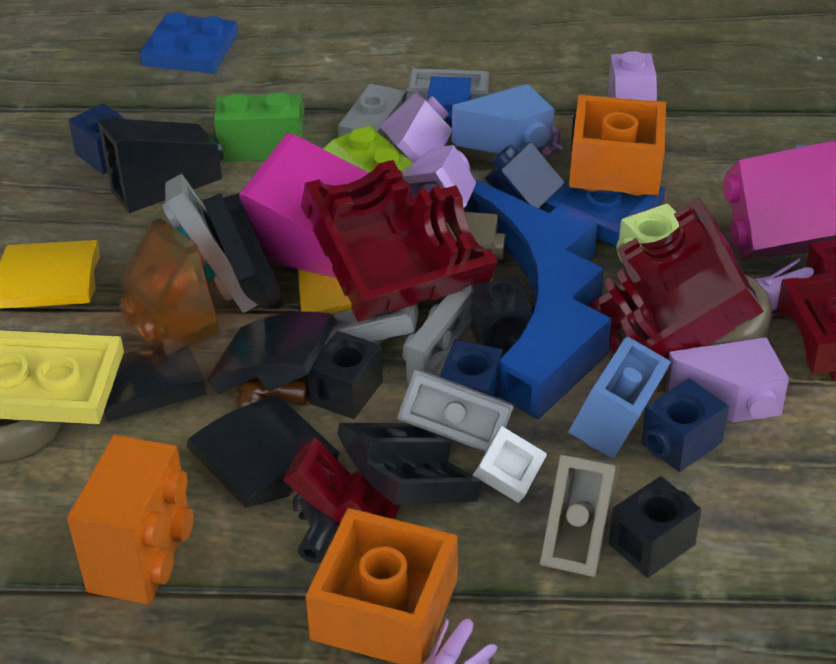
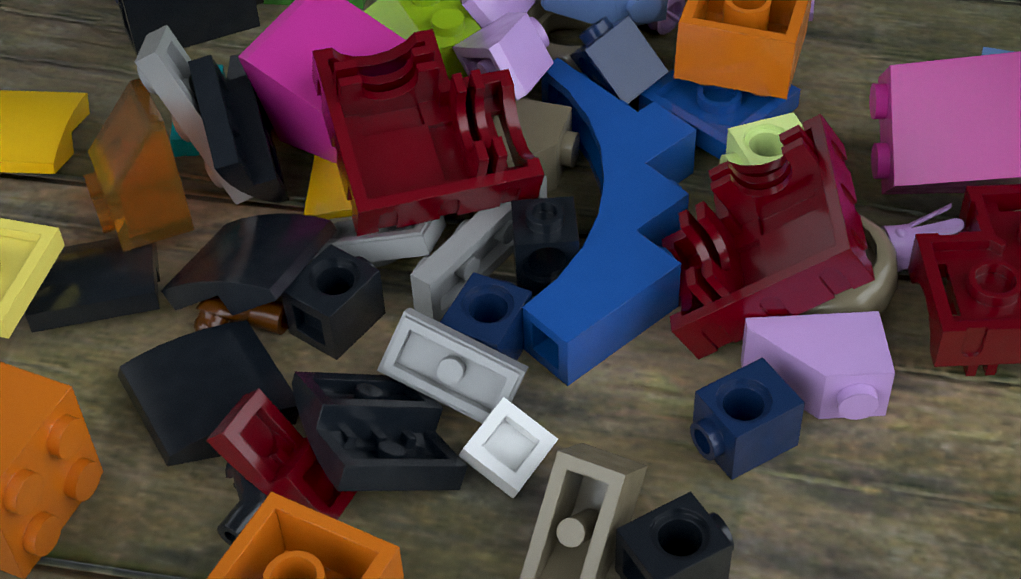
camera: 10 degrees right, 5 degrees up
(619, 397) = (666, 370): medium blue slope -> none

